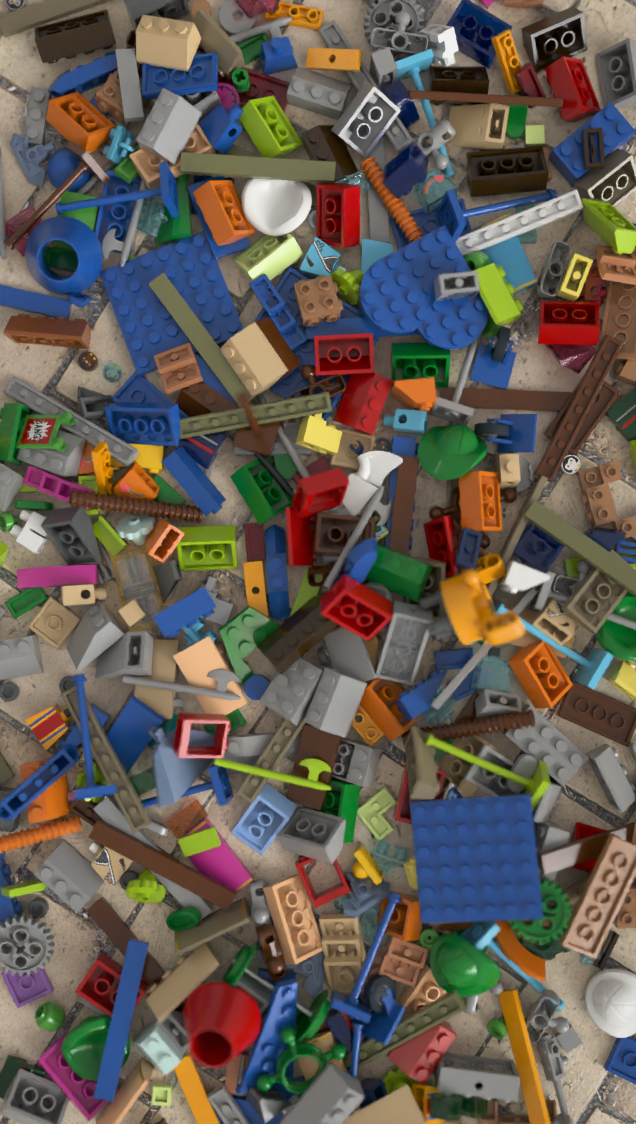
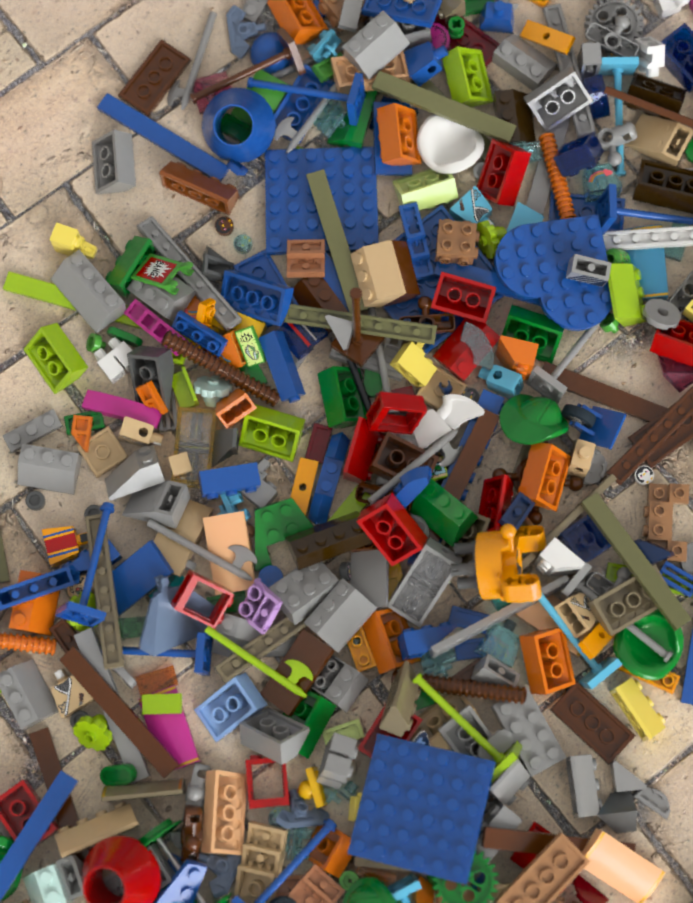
camera: 20 degrees right, 10 degrees down
(27, 610) = (82, 430): none -> orange tile
(80, 557) = (151, 397): none -> orange tile
(103, 480) = (199, 333): none -> blue tile
(156, 473) = (250, 346): none -> tile
(238, 427) = (342, 330): none -> light grey slope
(257, 721) = (260, 606): none -> lavender slope
(375, 396) = (479, 345): none -> clear light blue tile
(381, 839) = (337, 761): none -> light grey piece
(495, 360) = (604, 354): blue plate -> none
(542, 296) = (670, 311): none -> light grey tile
(579, 642) = (594, 641): none -> light orange tile

